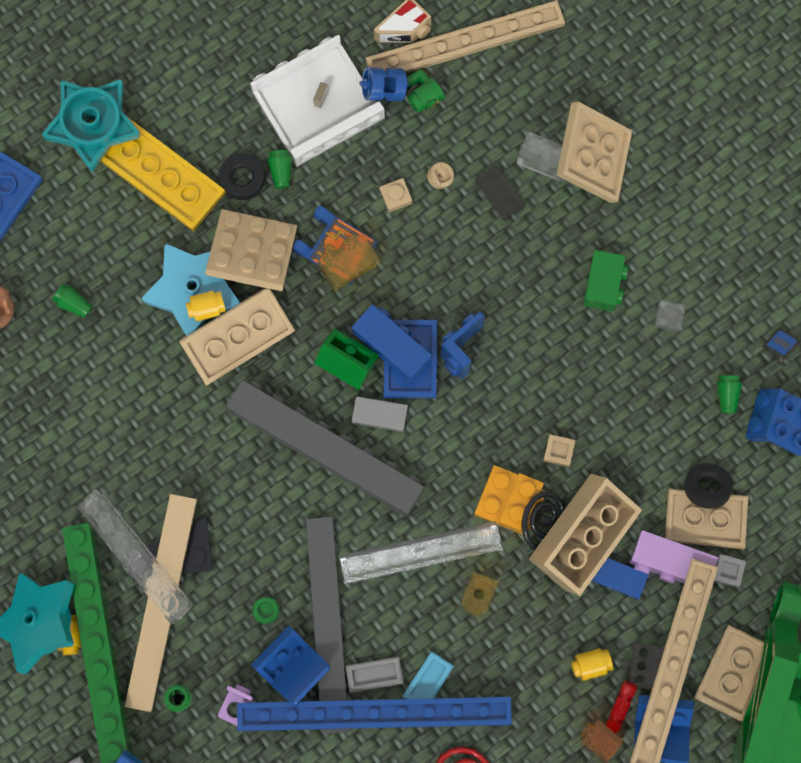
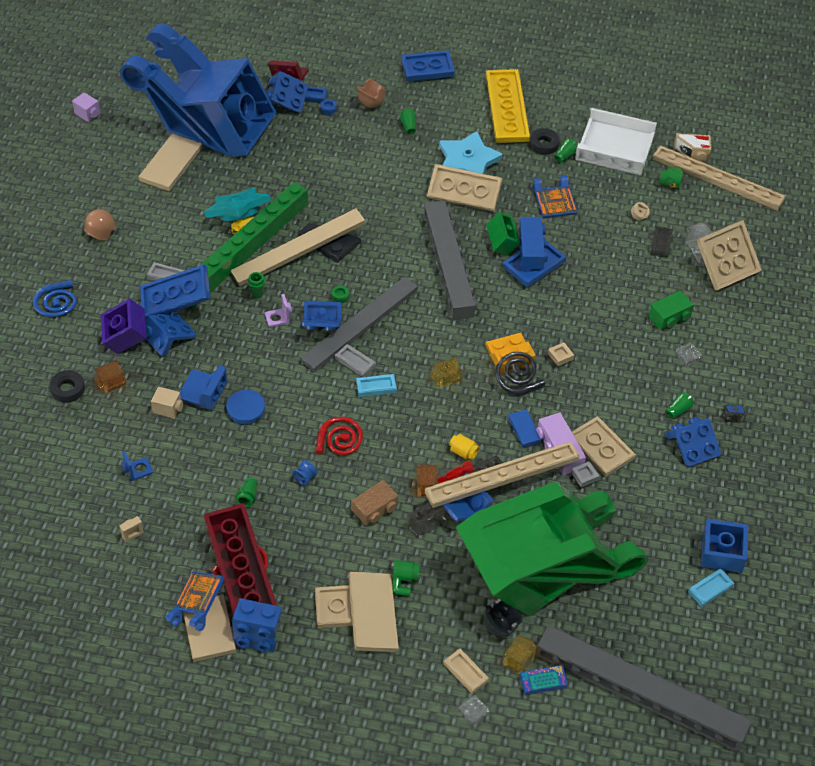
camera: 45 degrees right, 25 degrees down
(85, 104) = (502, 66): teal plate -> none
(135, 556) = (310, 219): clear plate -> none
(205, 305) = (464, 160): yellow brick -> none
(251, 250) = (512, 162): tan plate -> none
(320, 95) = (620, 139): dark tan piece -> none
(348, 261) = (552, 202): clear yellow brick -> none
(374, 714) = (336, 369): blue plate -> none
(379, 414) = (492, 271): light grey tile -> none
(384, 84) = (653, 154): blue wheel -> none
(395, 195) = (608, 203): tan plate -> none
(420, 552) = (440, 332): clear plate -> none
(456, 360) = (568, 269): blue bracket -> none
(585, 534) = (529, 388): tan brick -> none
(705, 499) = (624, 438): black tyre -> none

